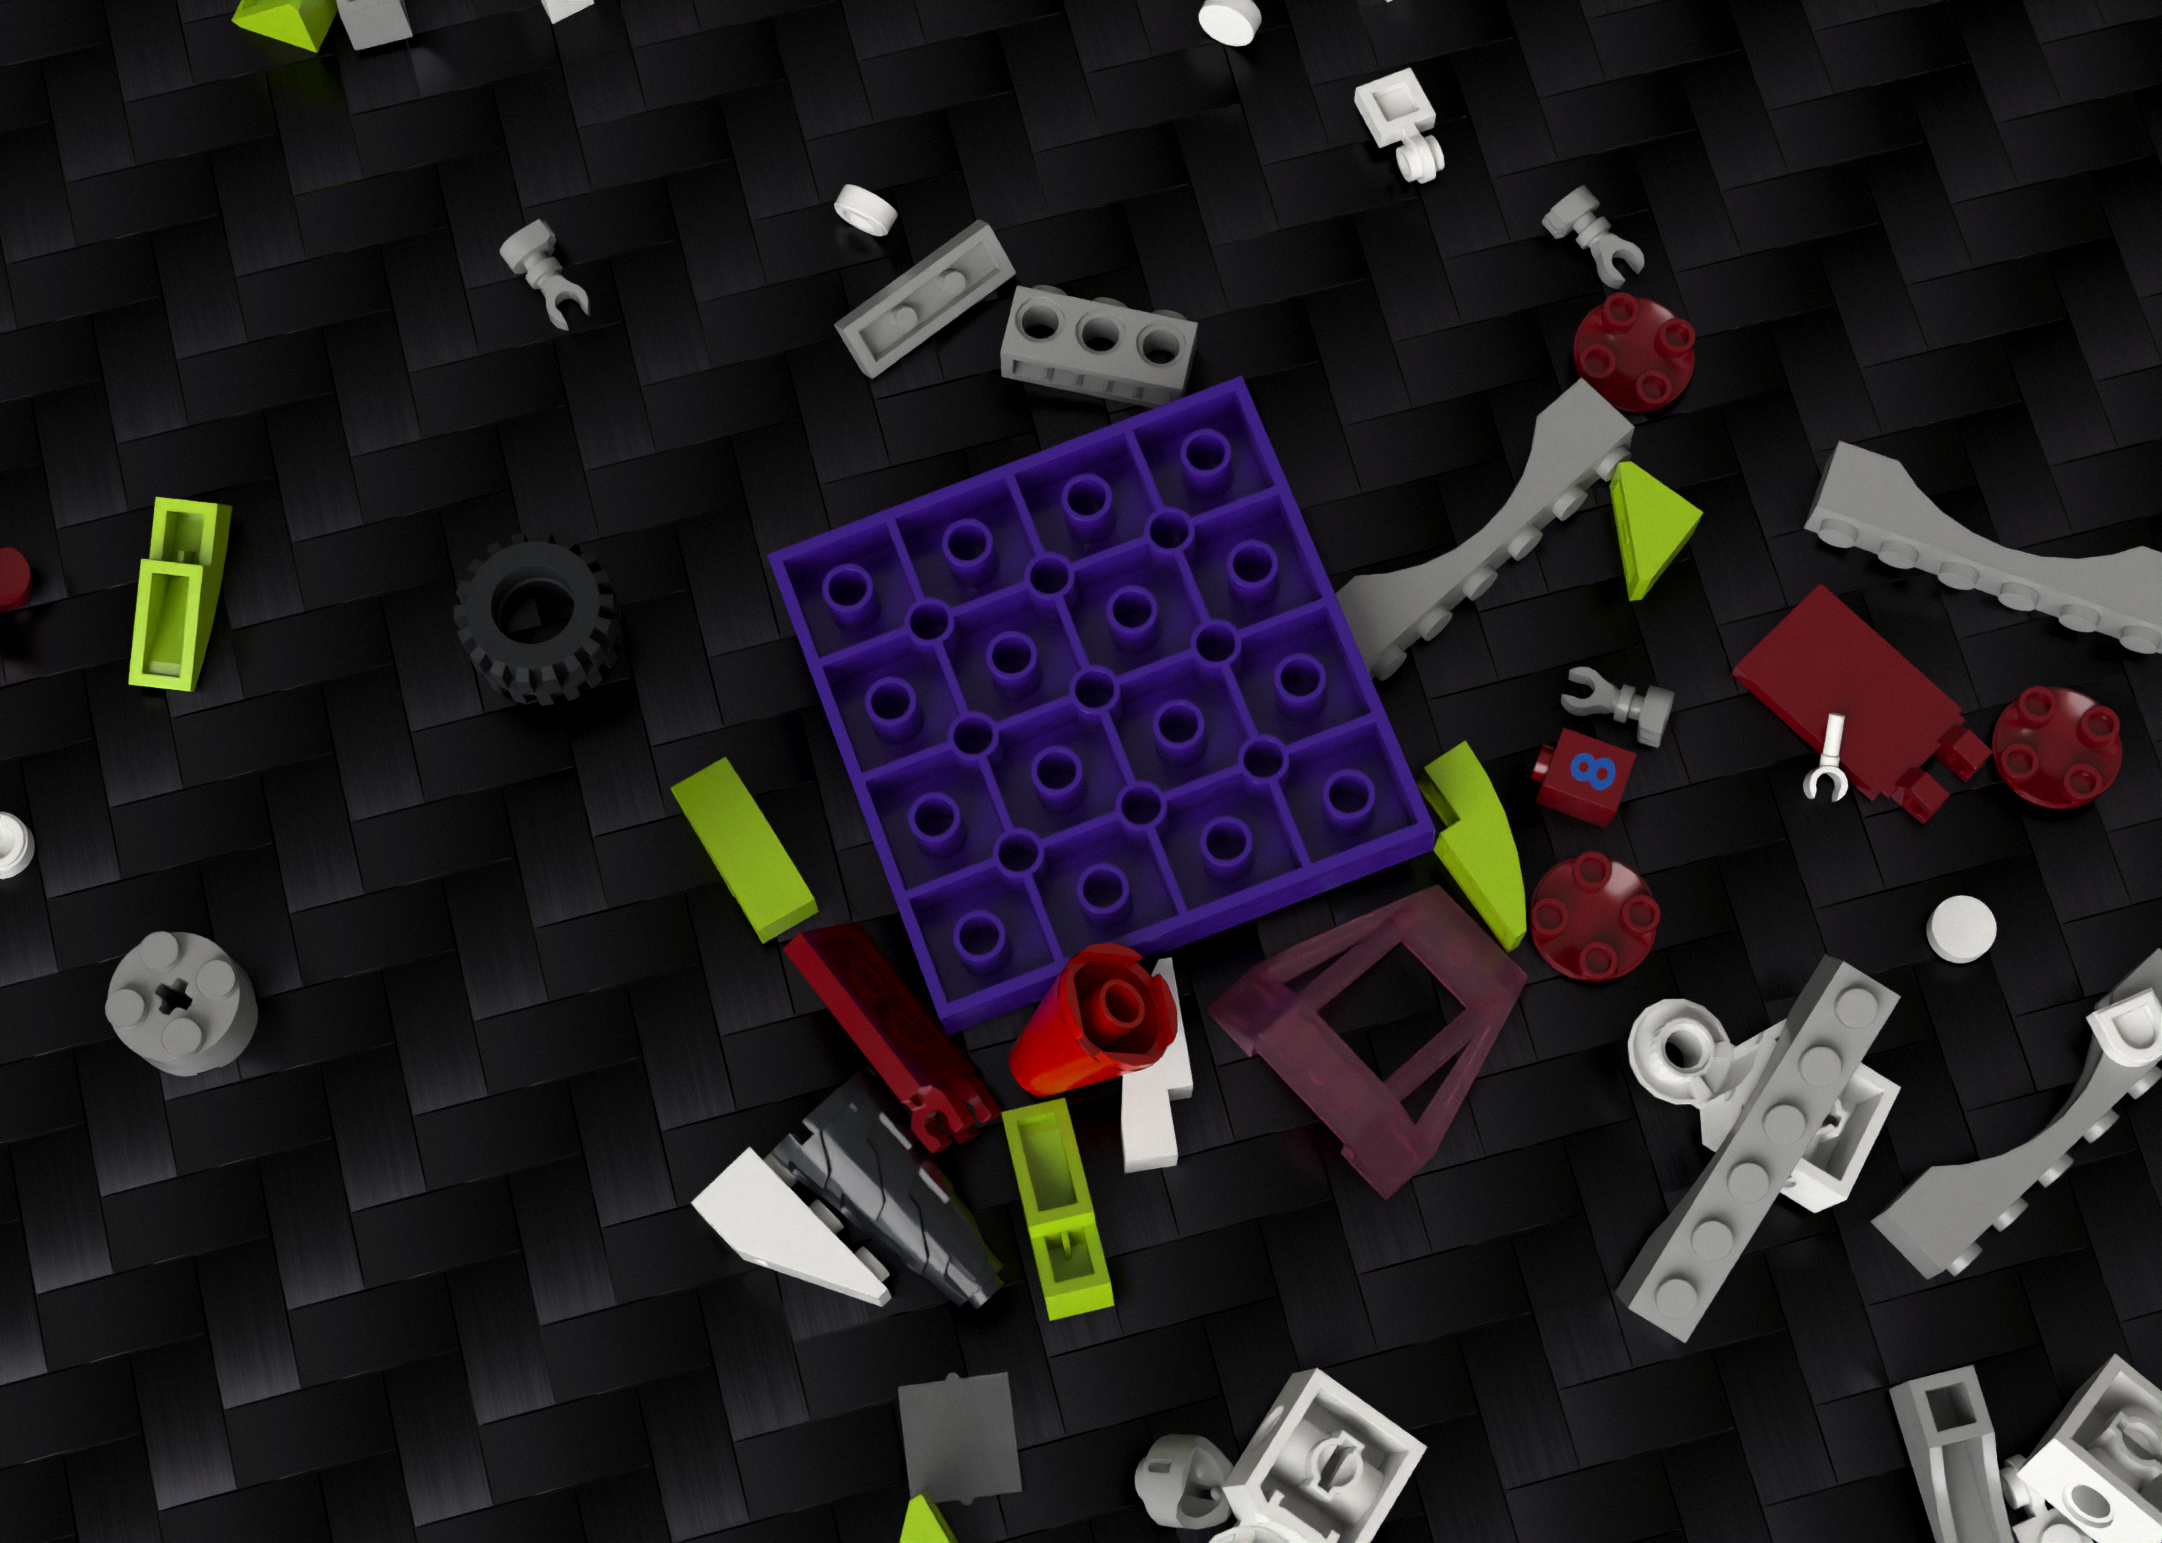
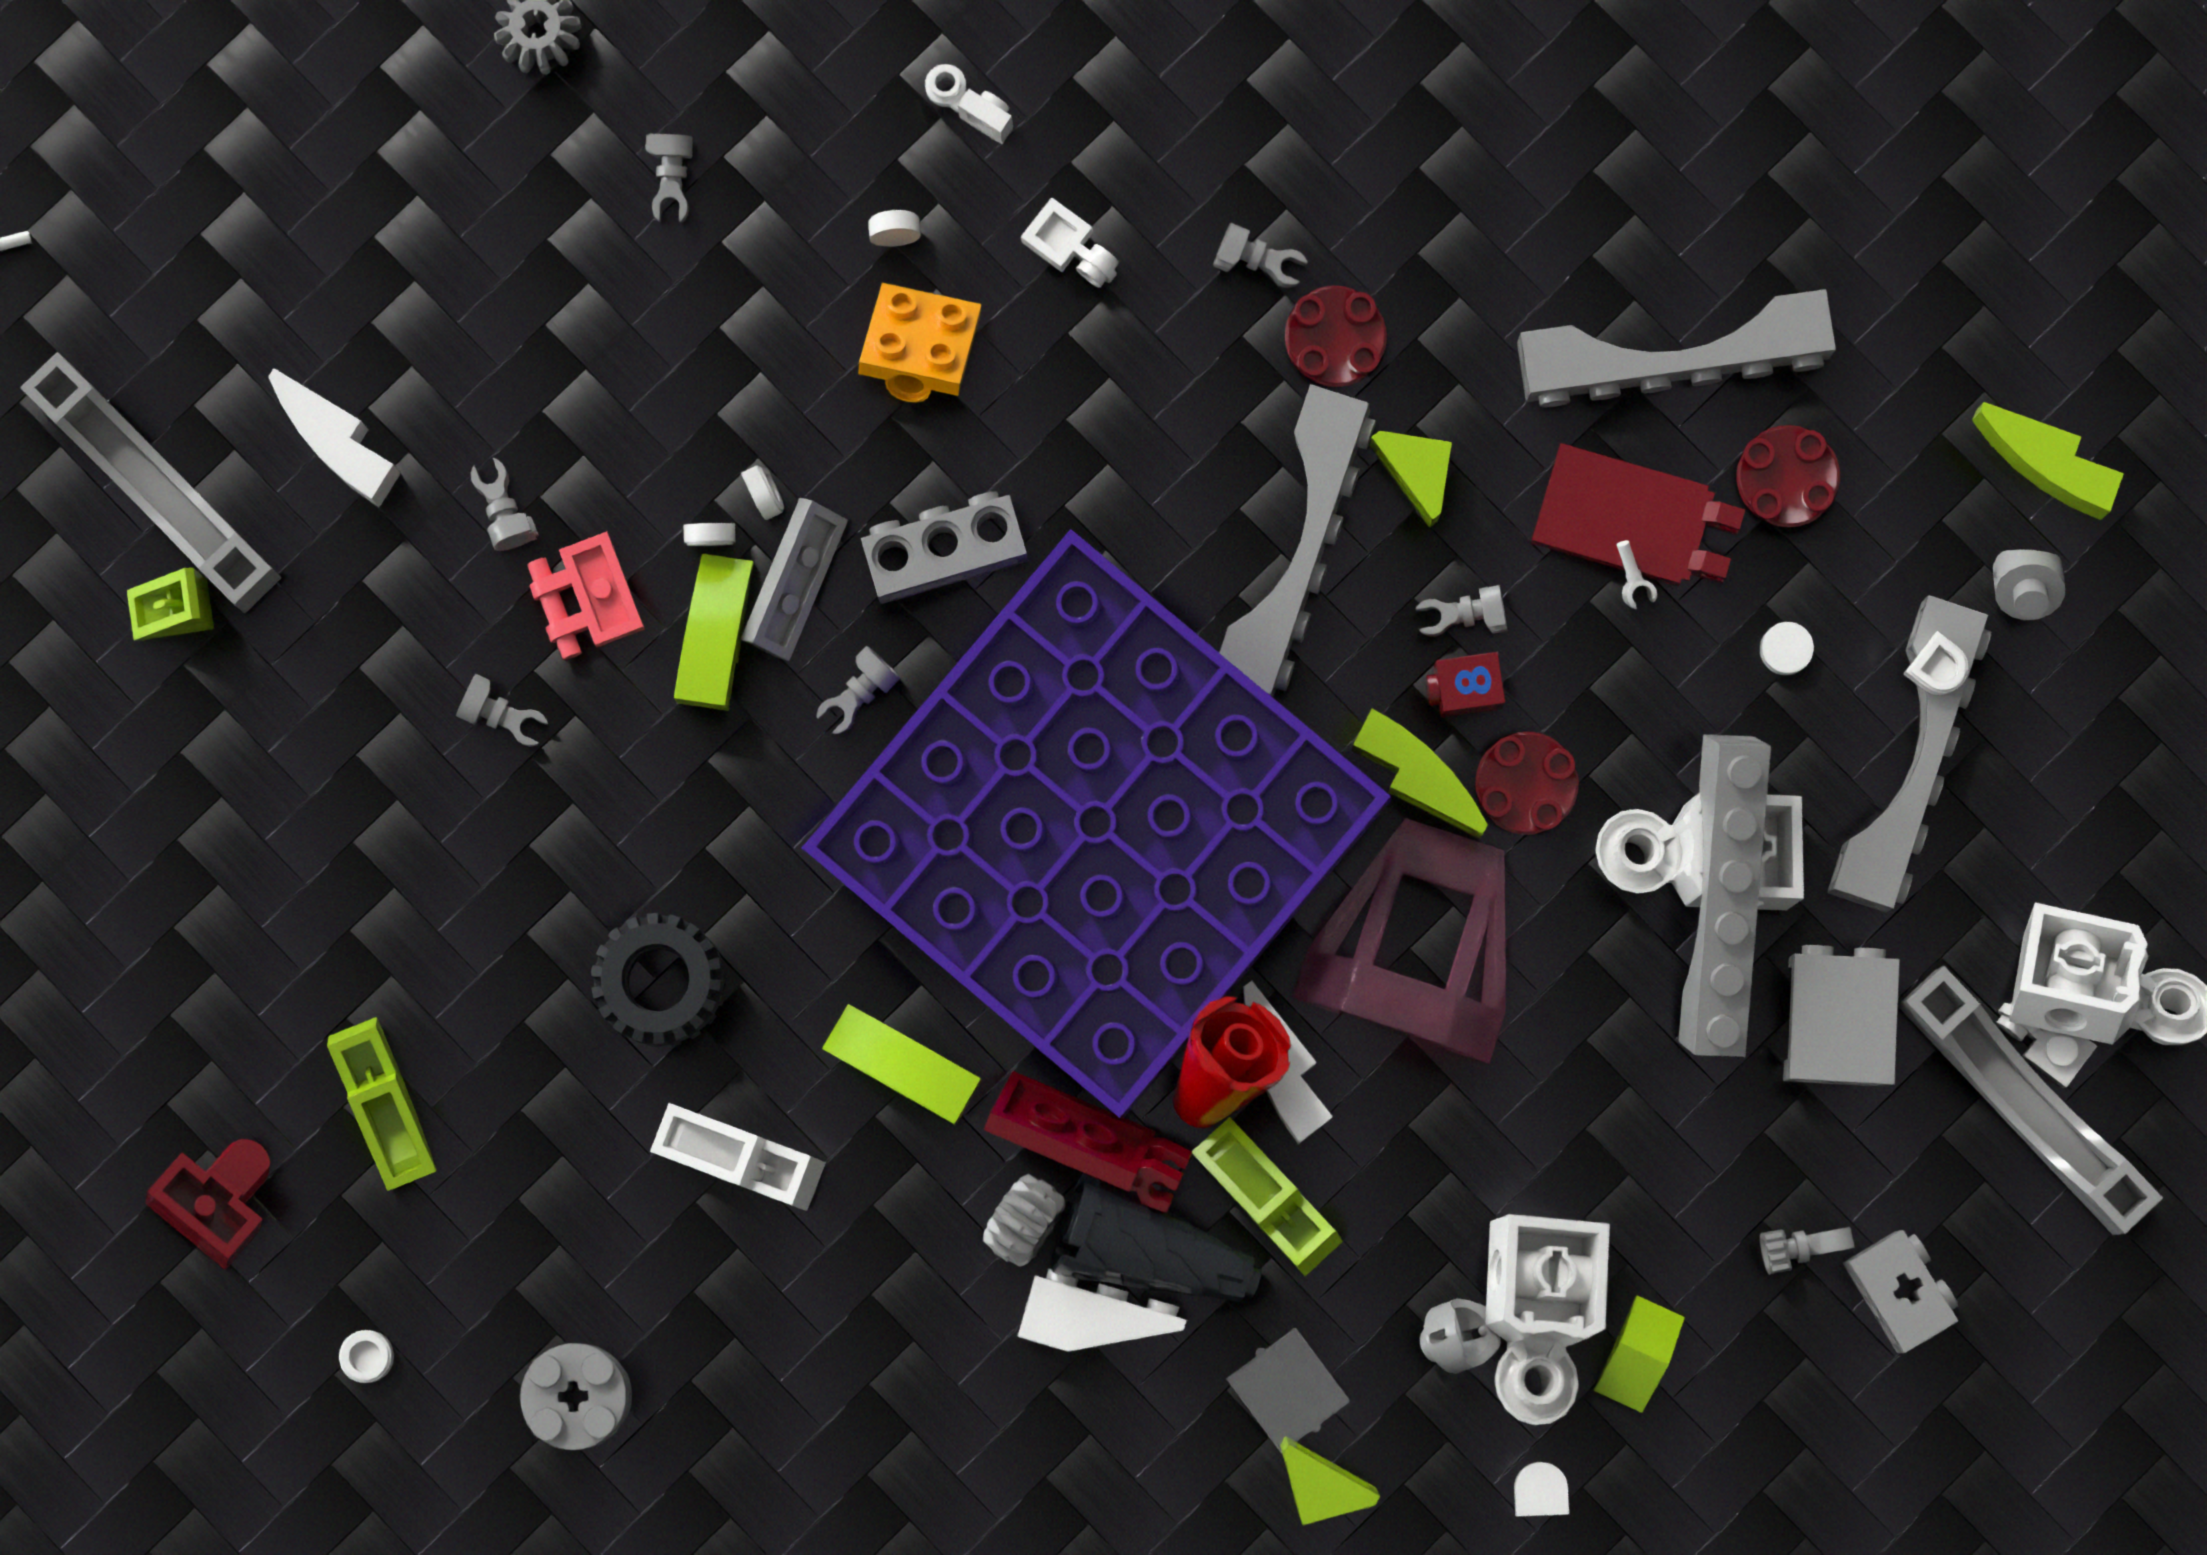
camera: 25 degrees left, 10 degrees up
(513, 850) = (738, 1156): none -> white slope
(667, 101) = (509, 529): none -> light grey piece
(720, 212) = (600, 590): none -> coral plate
(774, 1081) = (1024, 1220): none -> light grey gear
(804, 307) = (713, 632): none -> lime slope
(945, 195) = (763, 491): none -> white tile
(953, 437) = (875, 674): none -> light grey piece
(1190, 135) = (919, 342): none -> light orange plate
(1819, 1367) = (1842, 1017): none -> light grey panel

